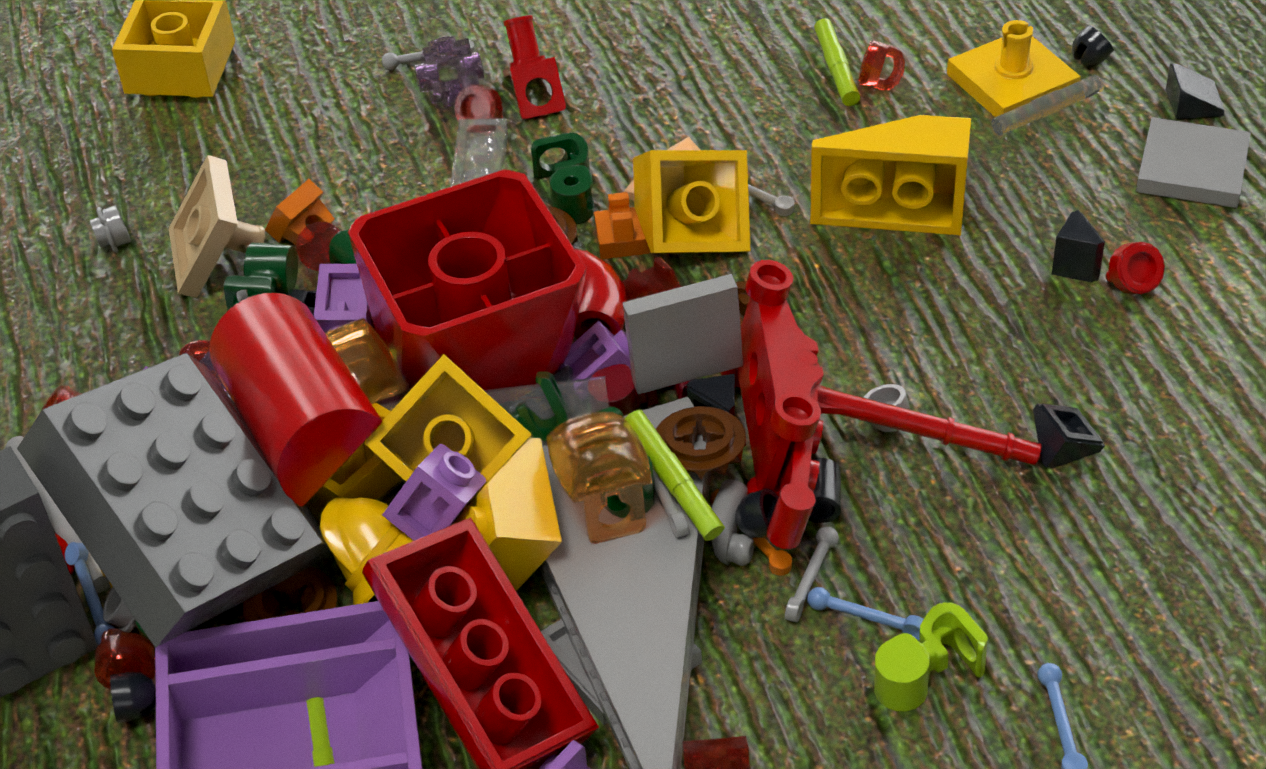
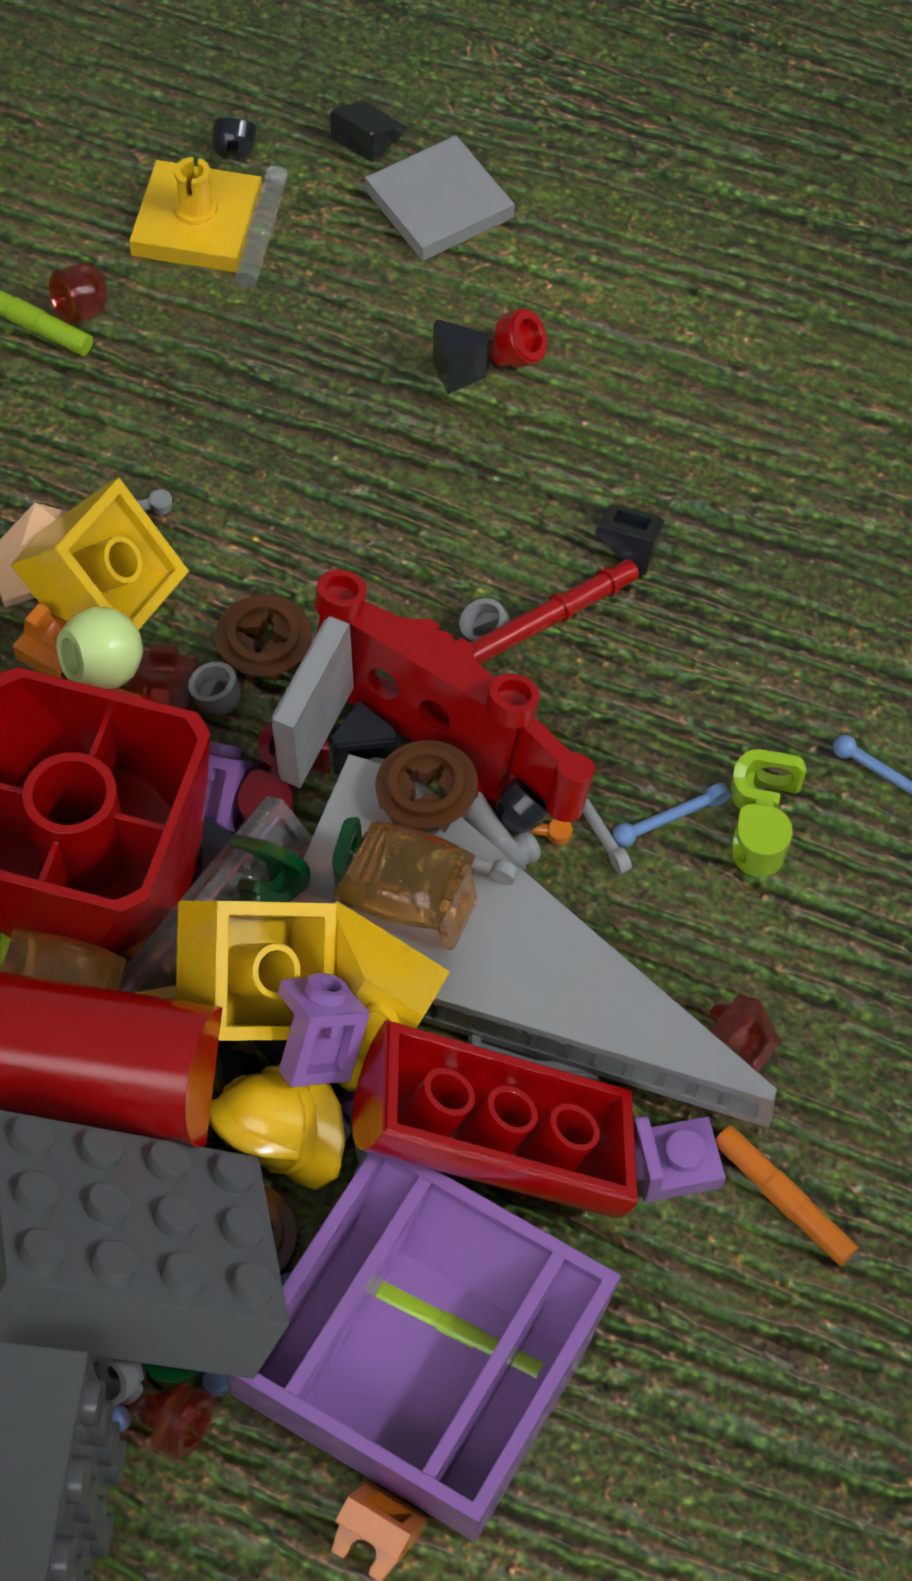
camera: 55 degrees left, 15 degrees up
(132, 695) = (225, 1441): black hinge -> none
(624, 235) = (99, 648): none -> yellowish green piece
(676, 477) = (461, 833): lime piece -> none
(893, 176) = (261, 398): yellow slope -> none

